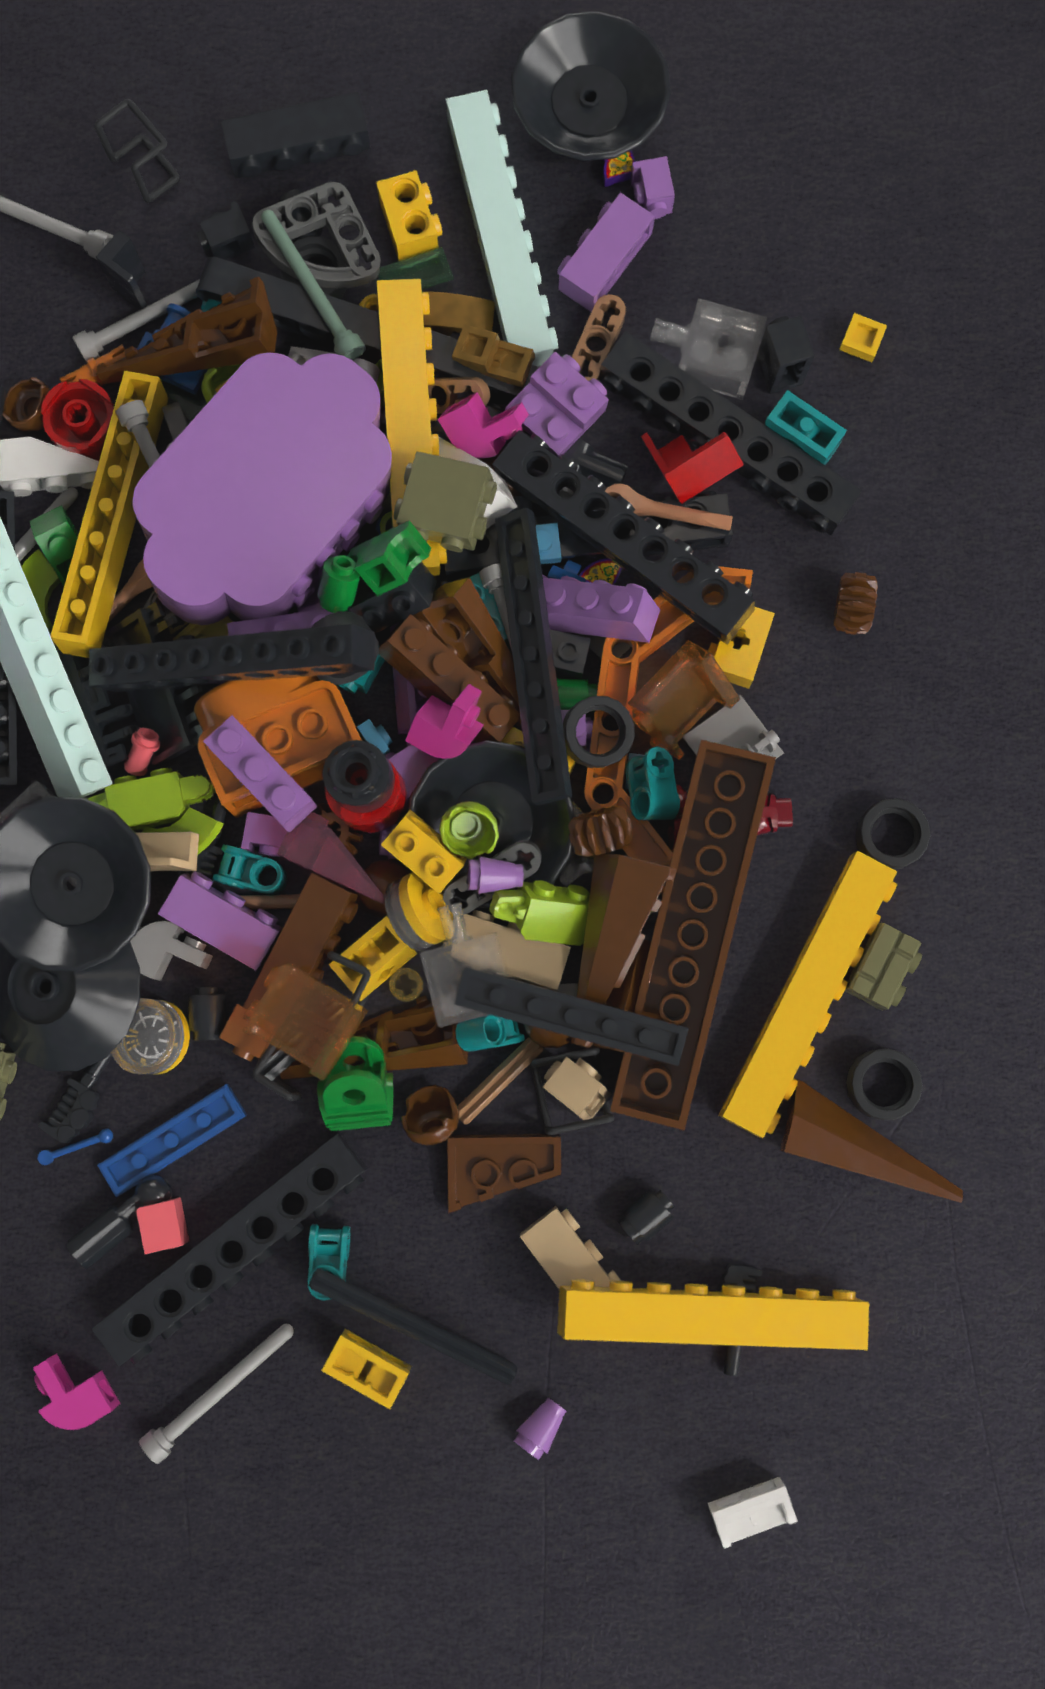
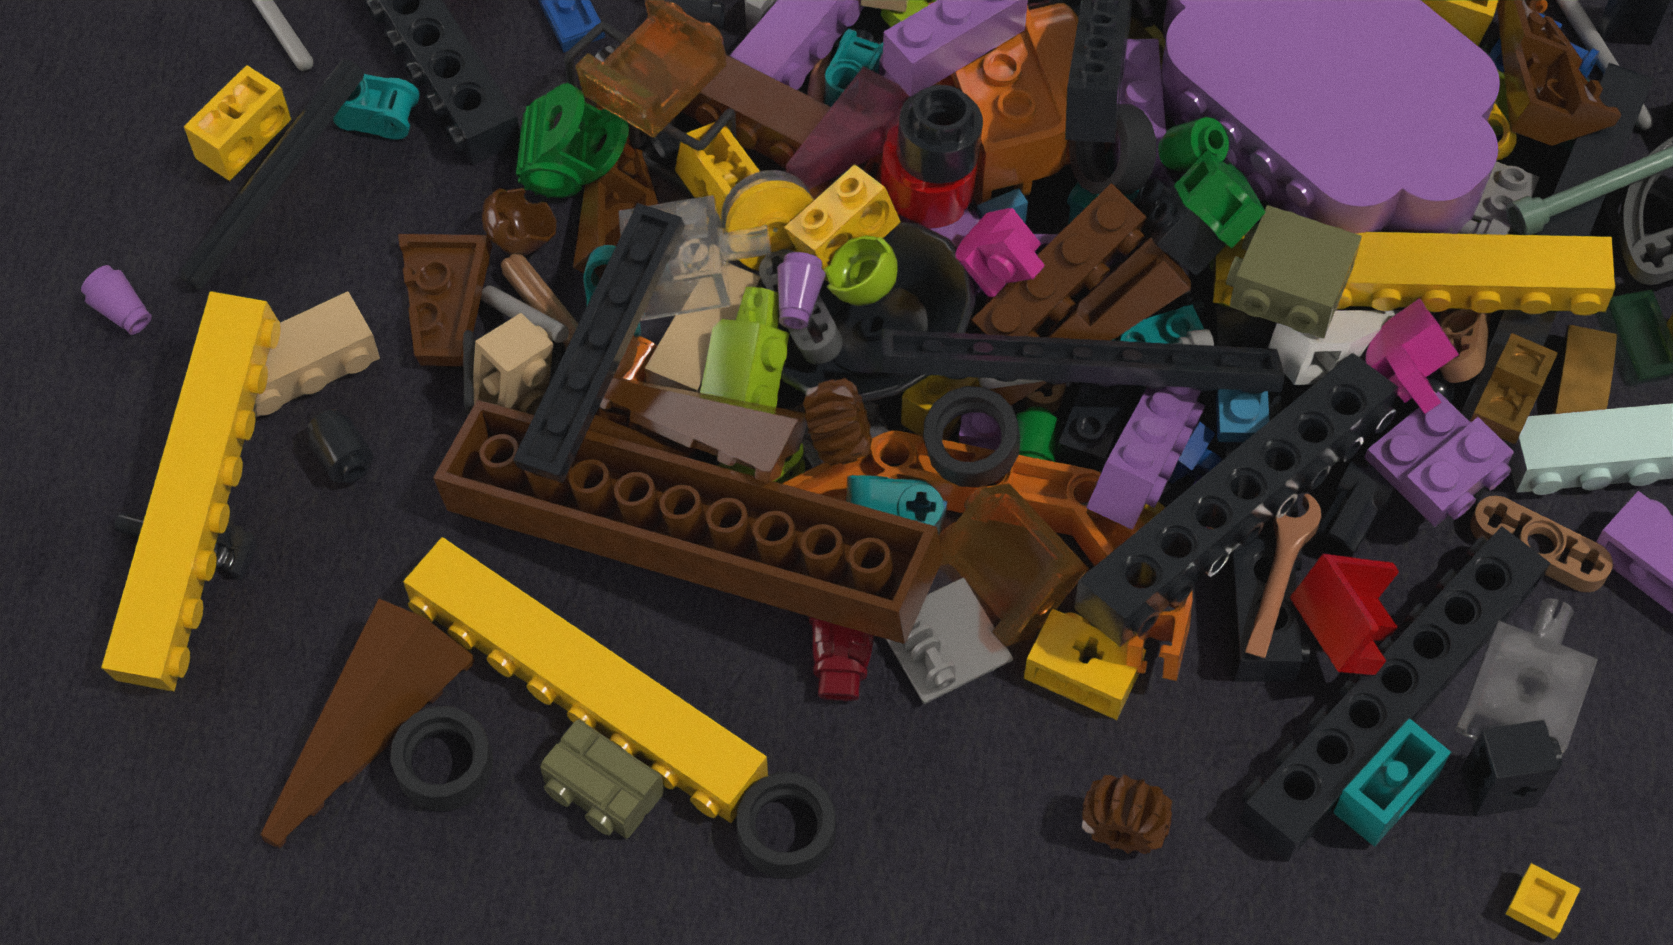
camera: 100 degrees right, 20 degrees down
(520, 1092) = (511, 307): none -> light grey bar

